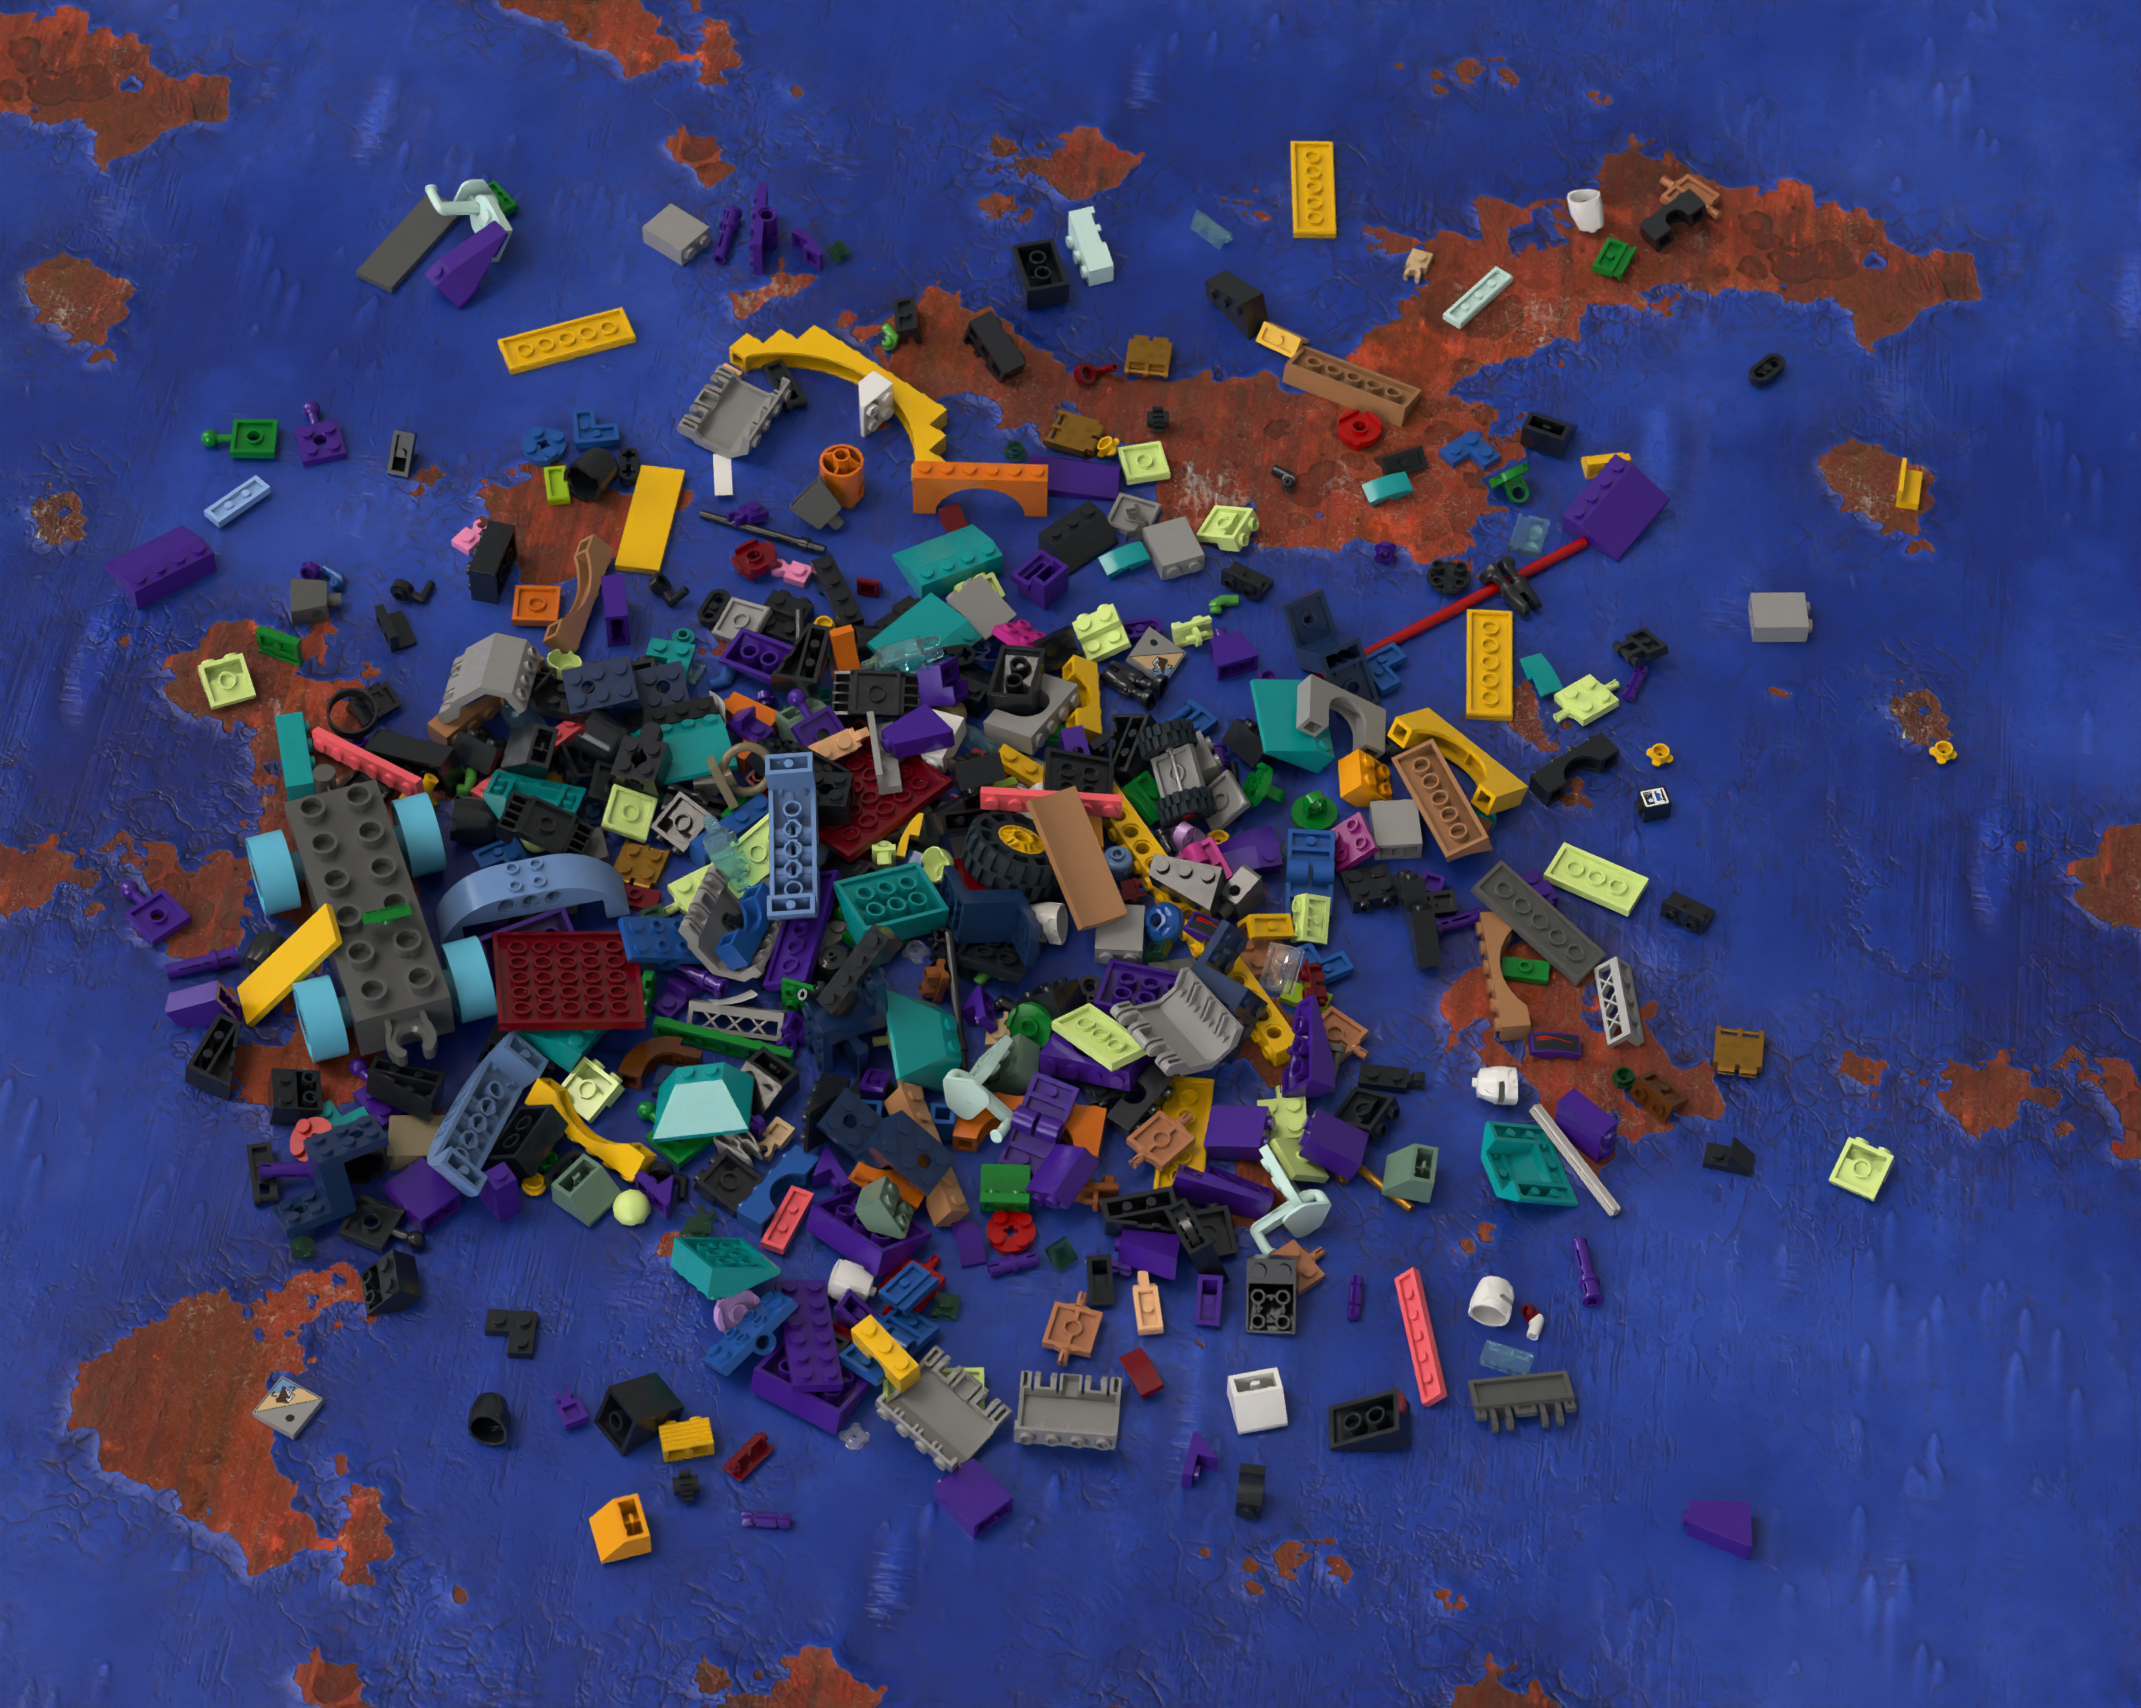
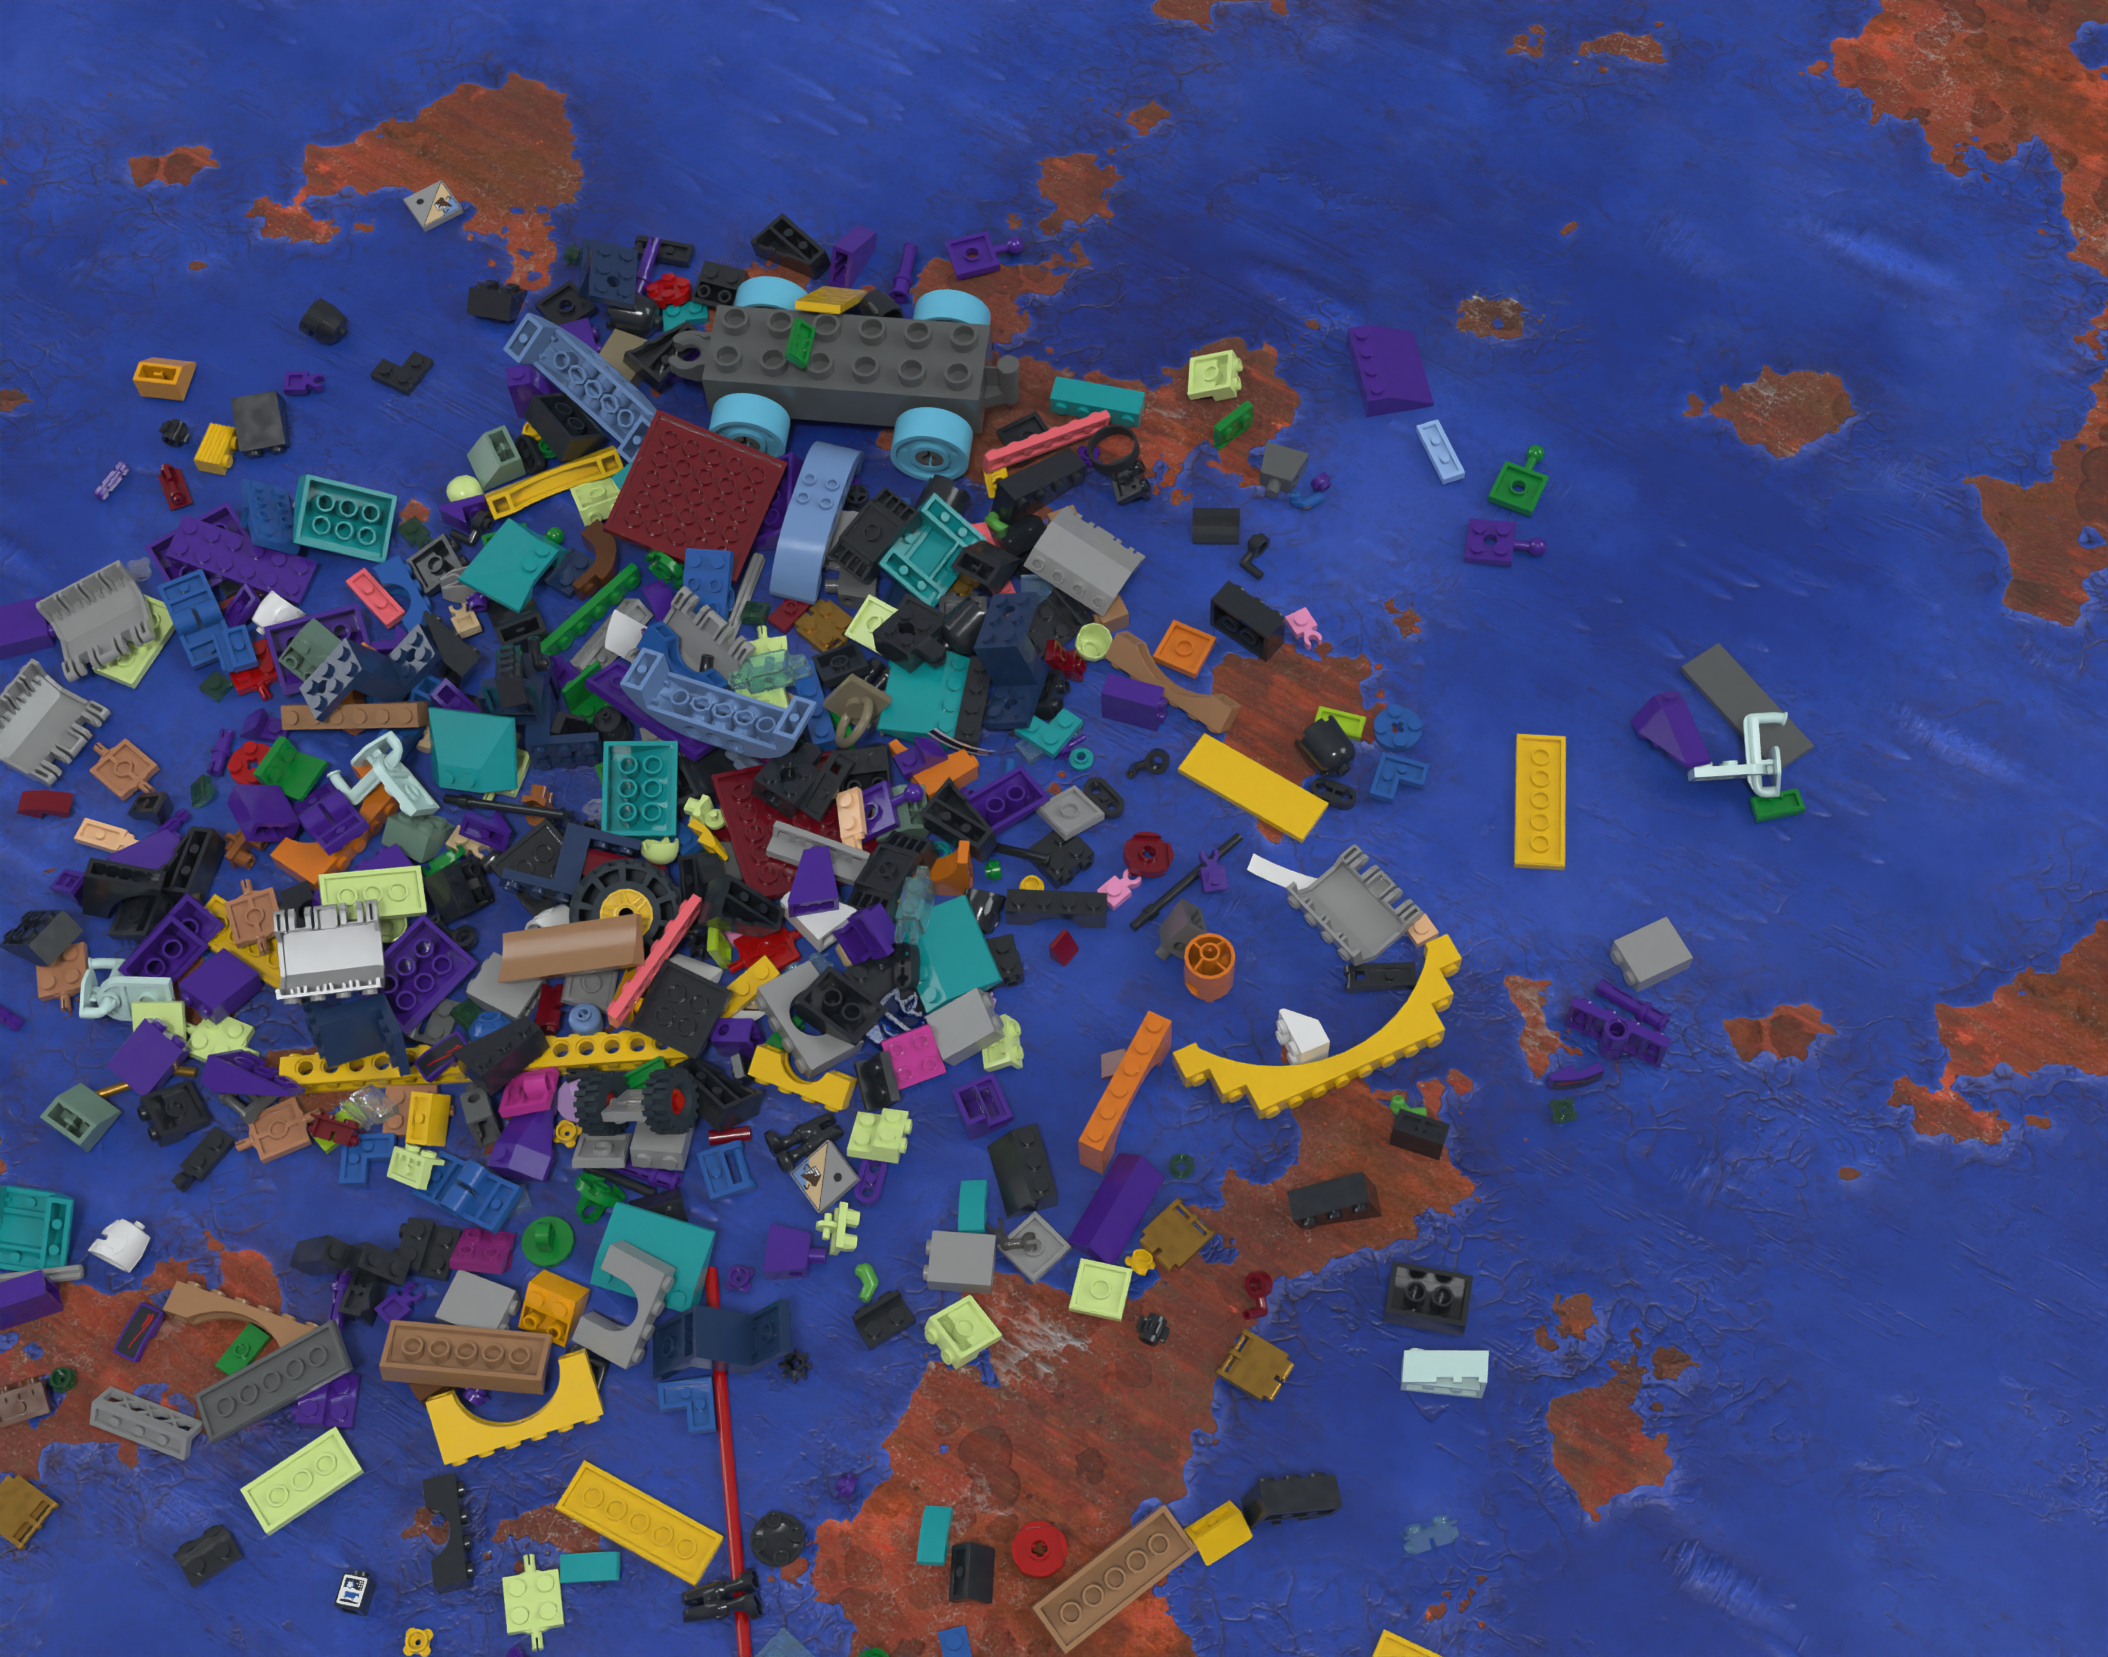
camera: 120 degrees right, 10 degrees up
(402, 453) = (1437, 601): black slope -> none
(895, 1361) = (183, 585): yellow arch -> none
(948, 561) = (1060, 1034): teal slope -> none
(1287, 477) = (1007, 1435): black arm -> none

